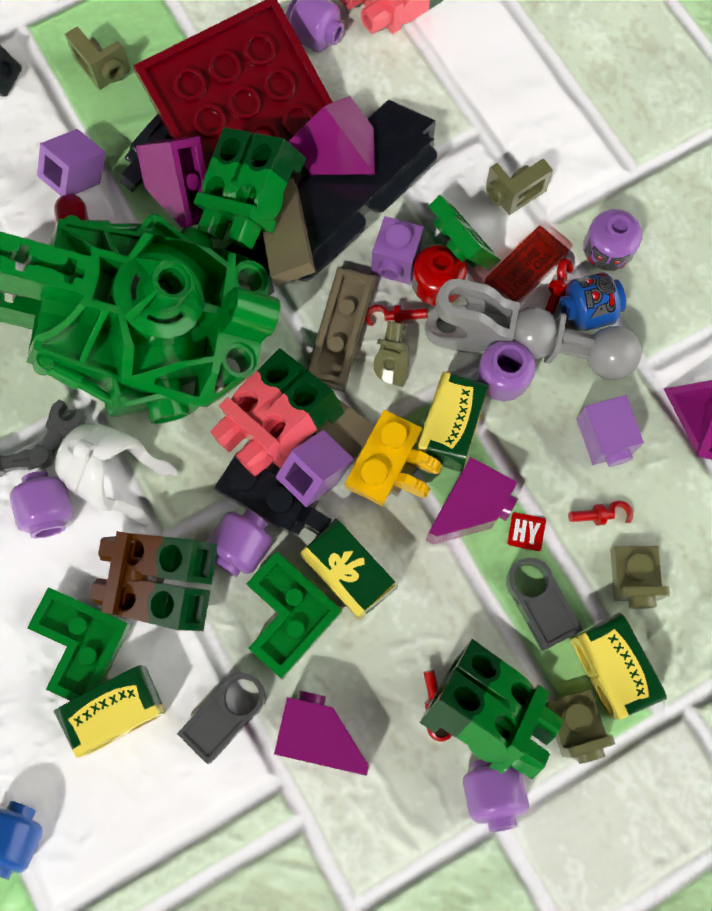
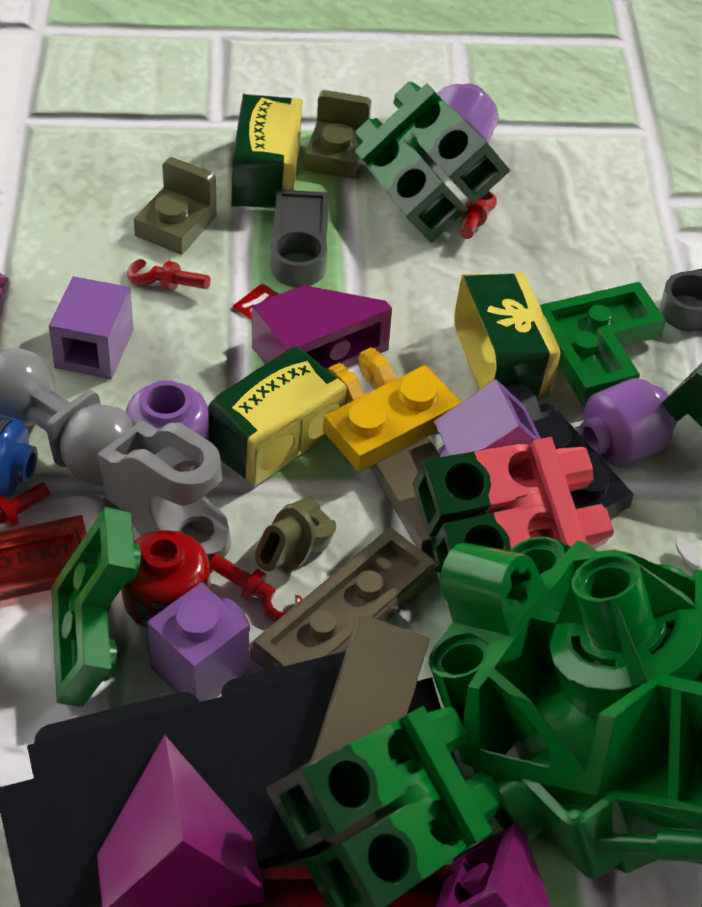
camera: 155 degrees left, 25 degrees down
(317, 735) = (622, 227): magenta slope -> none

